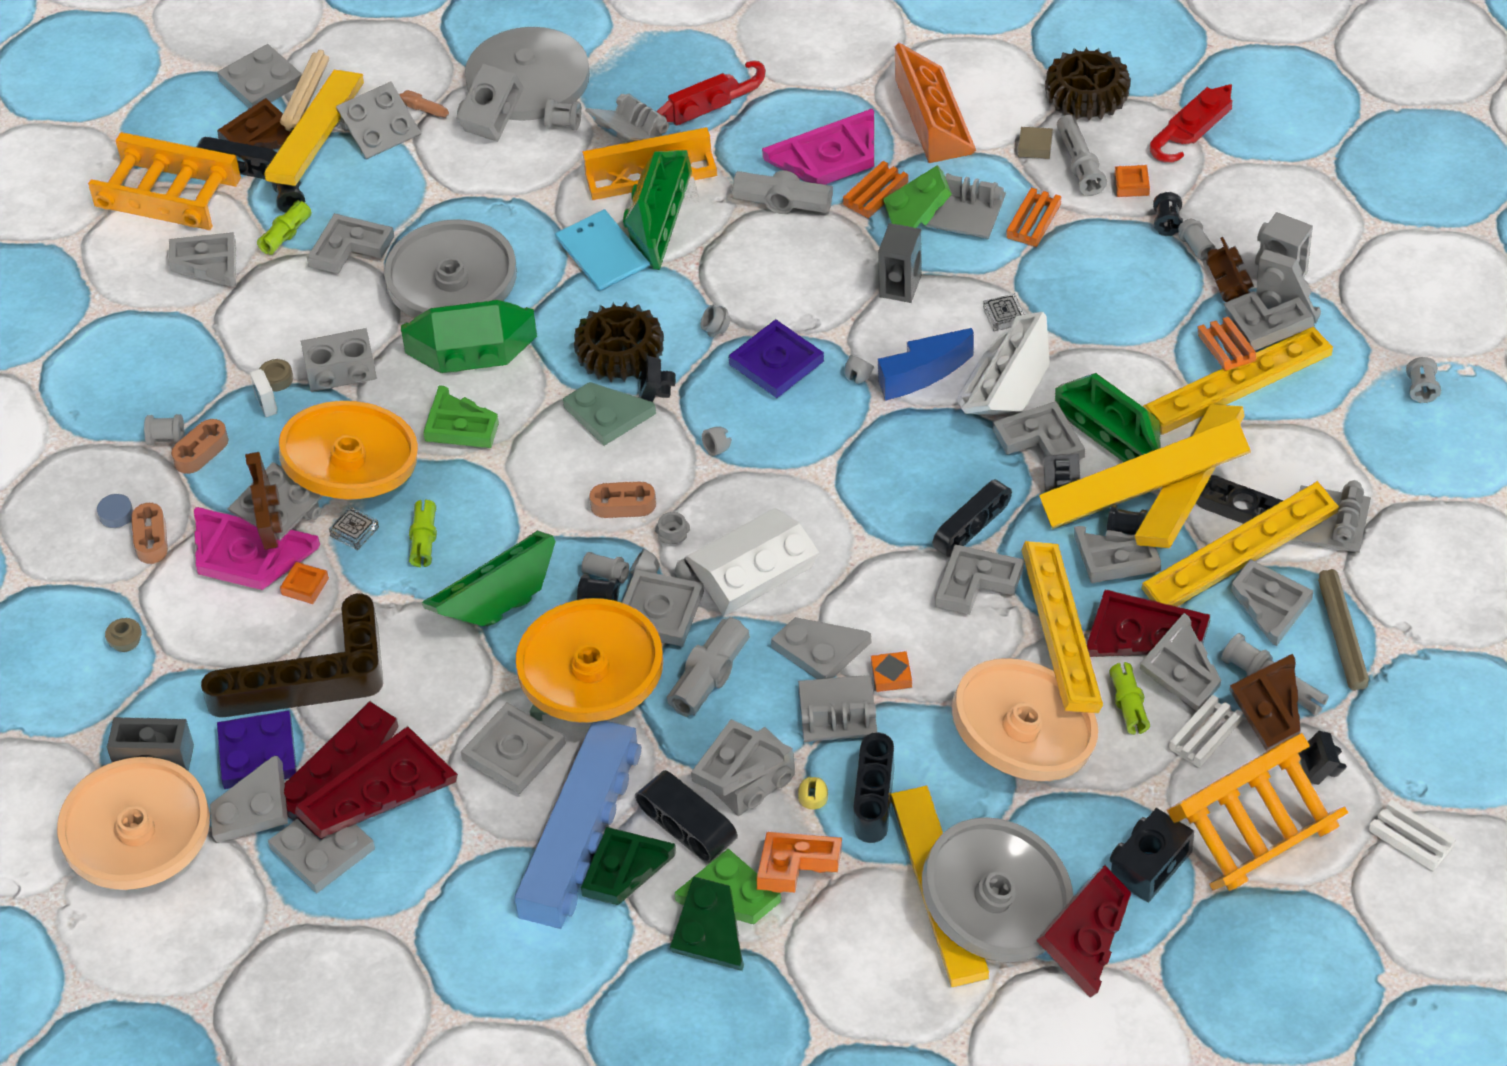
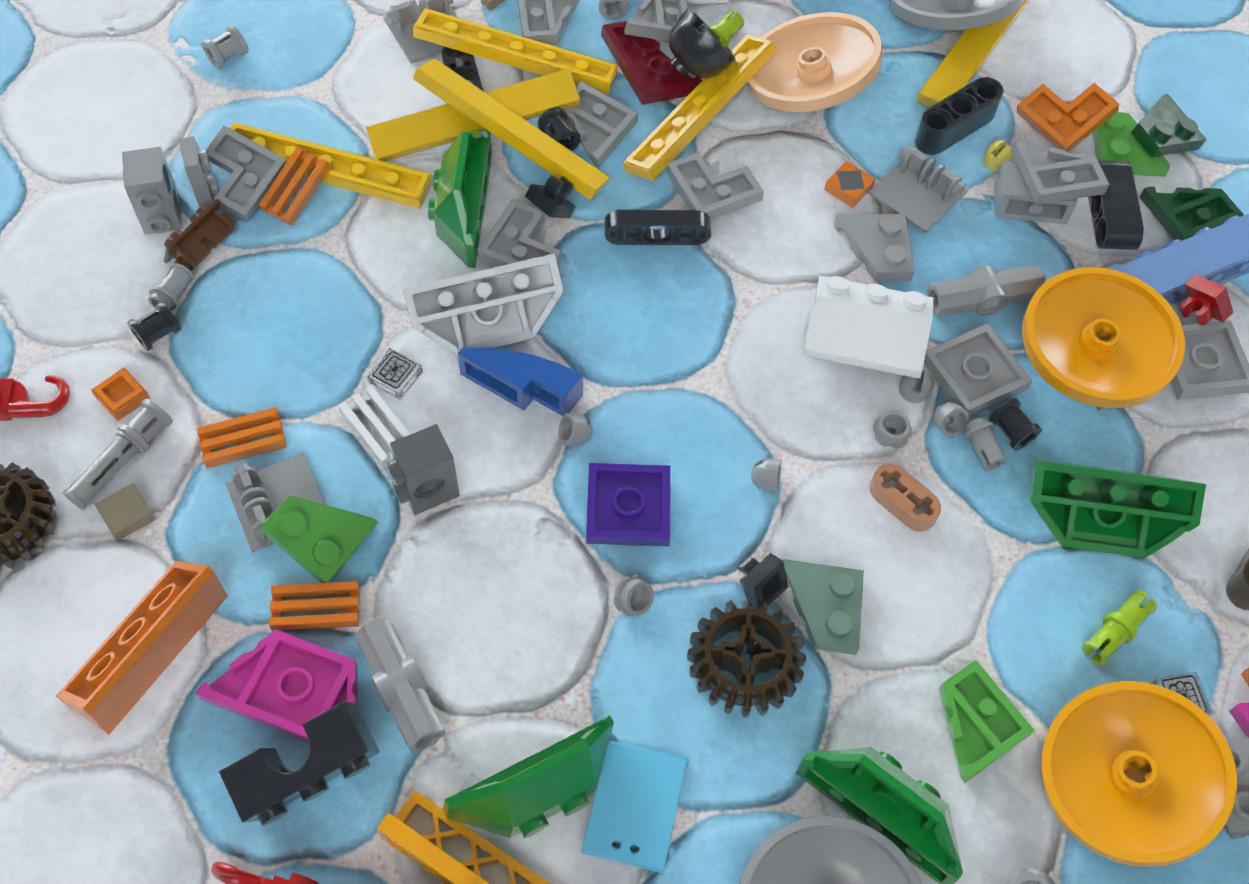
camera: 140 degrees left, 10 degrees up
(545, 774) = (1208, 299): none -> red tile
(770, 127) = (264, 786): none -> black arch
(968, 279) = (361, 403): none -> white tile
(1107, 640) = (697, 47): none -> black cylinder

